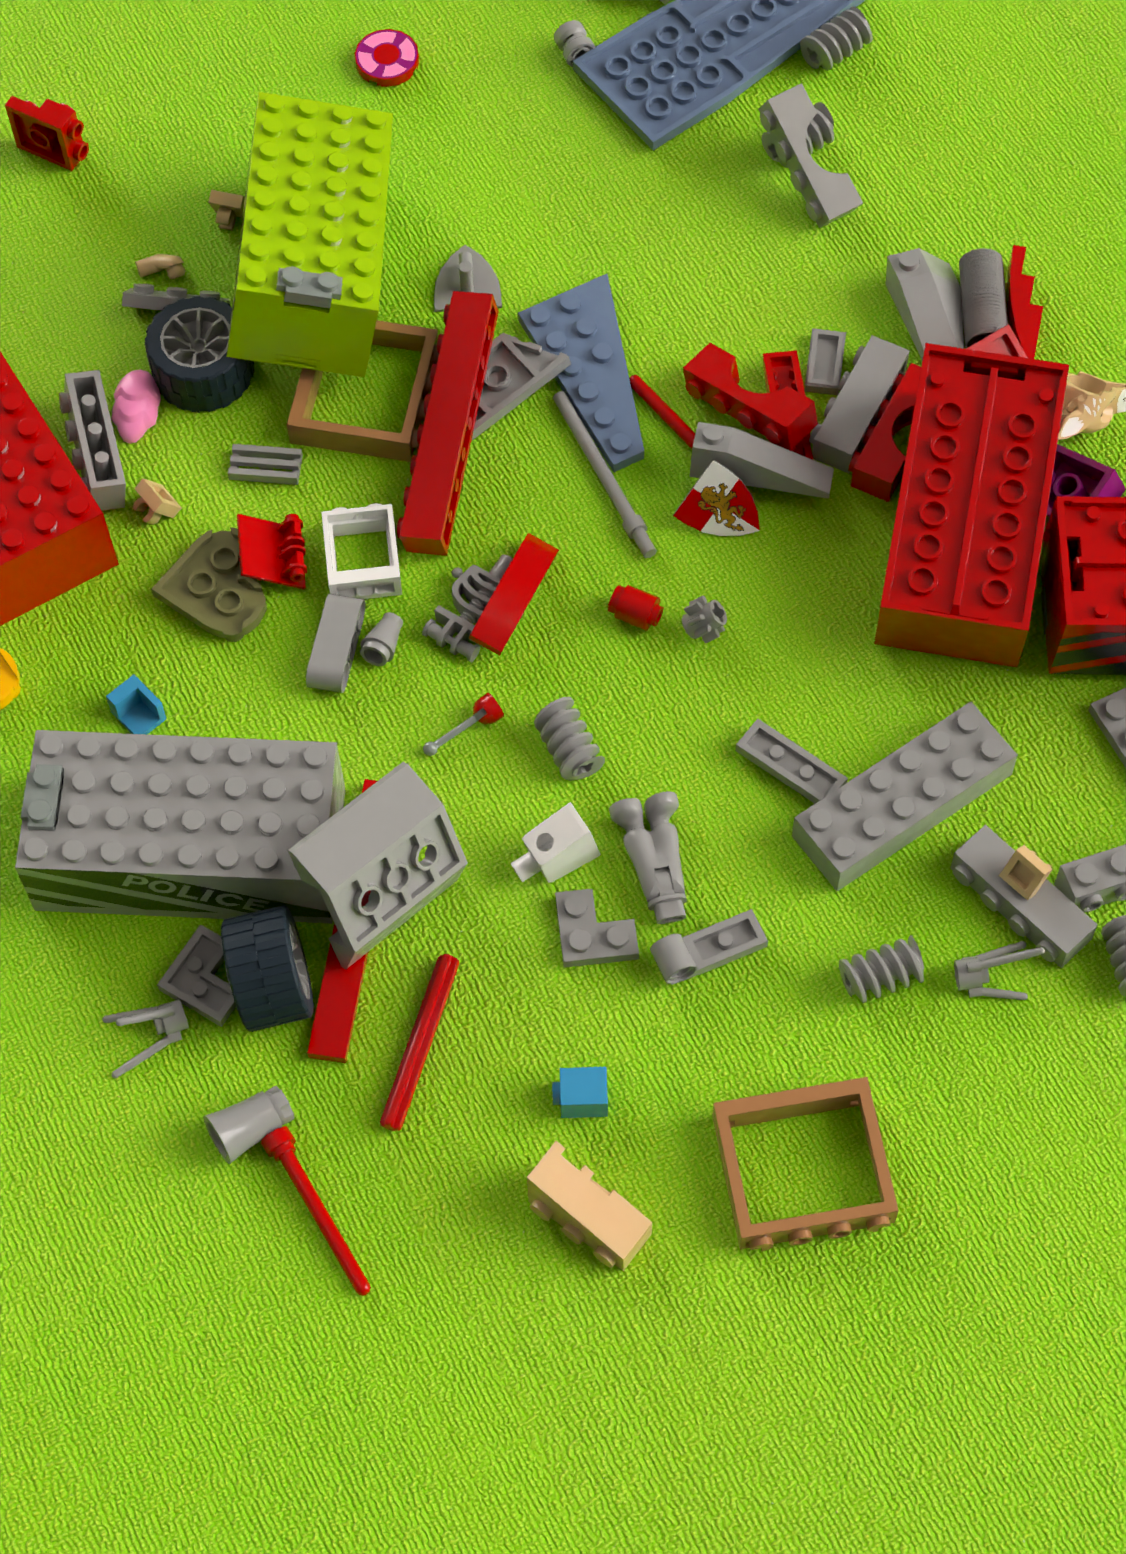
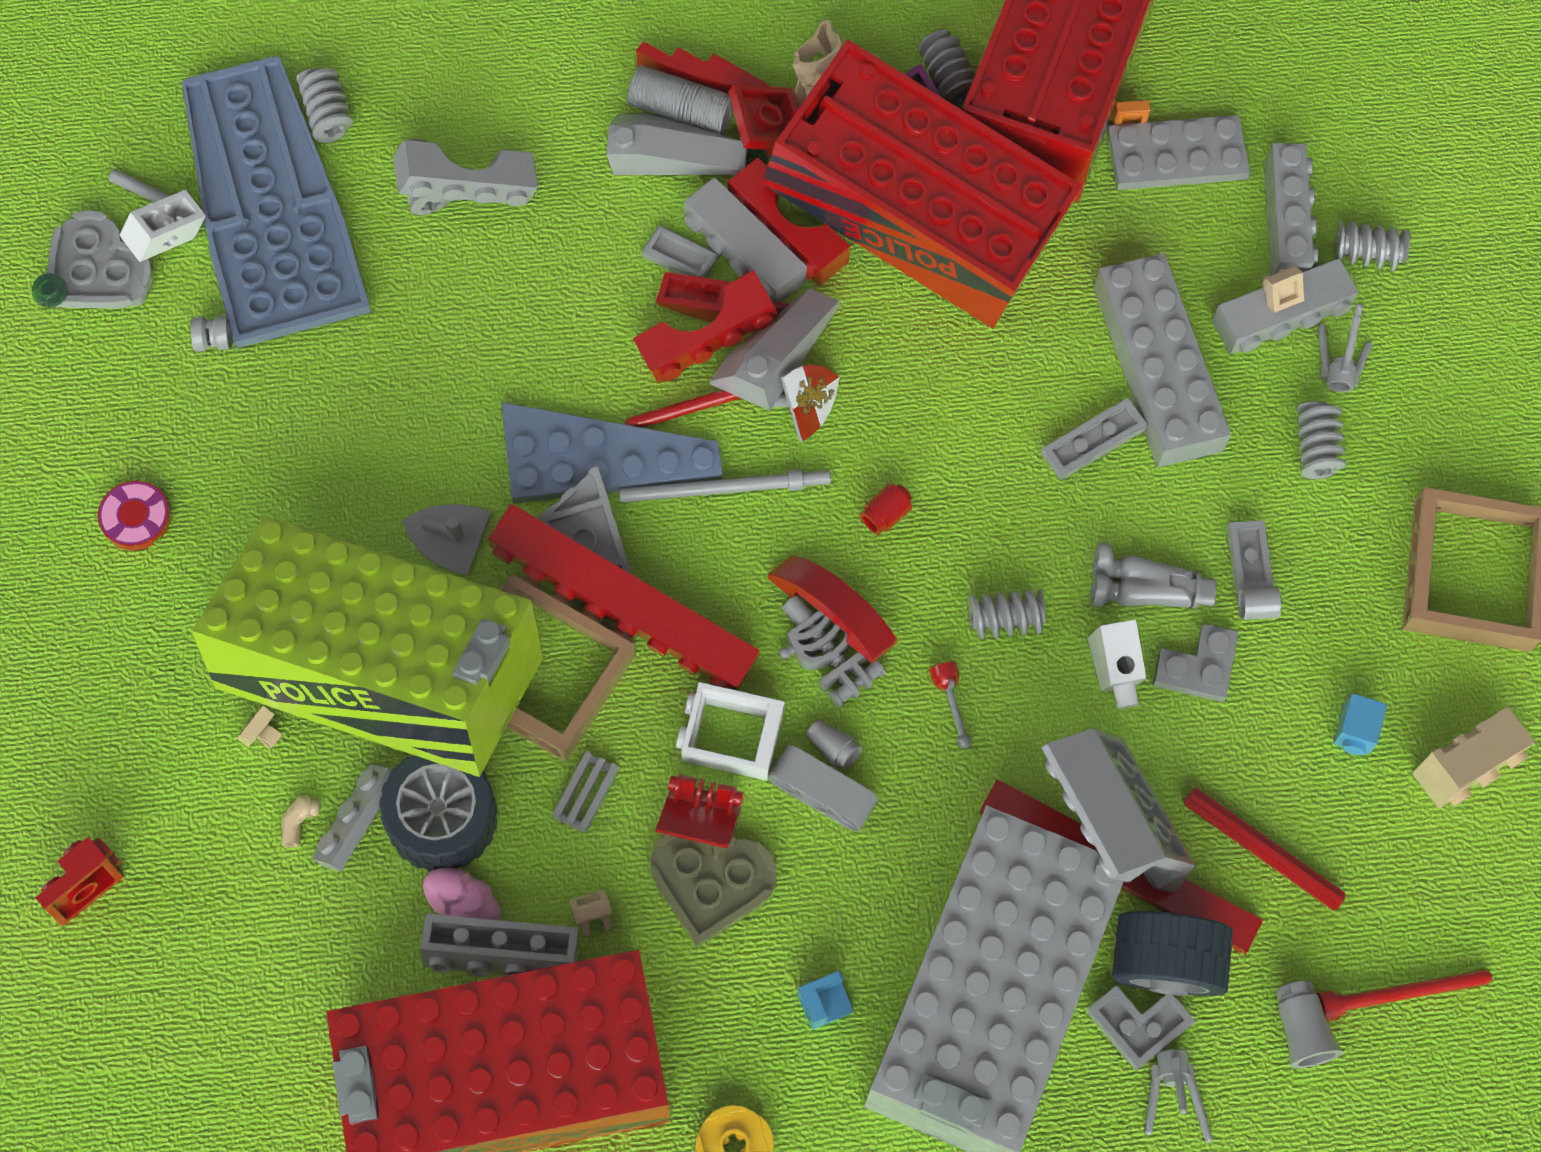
camera: 75 degrees left, 5 degrees up
(704, 619) = (924, 454): light grey gear -> none

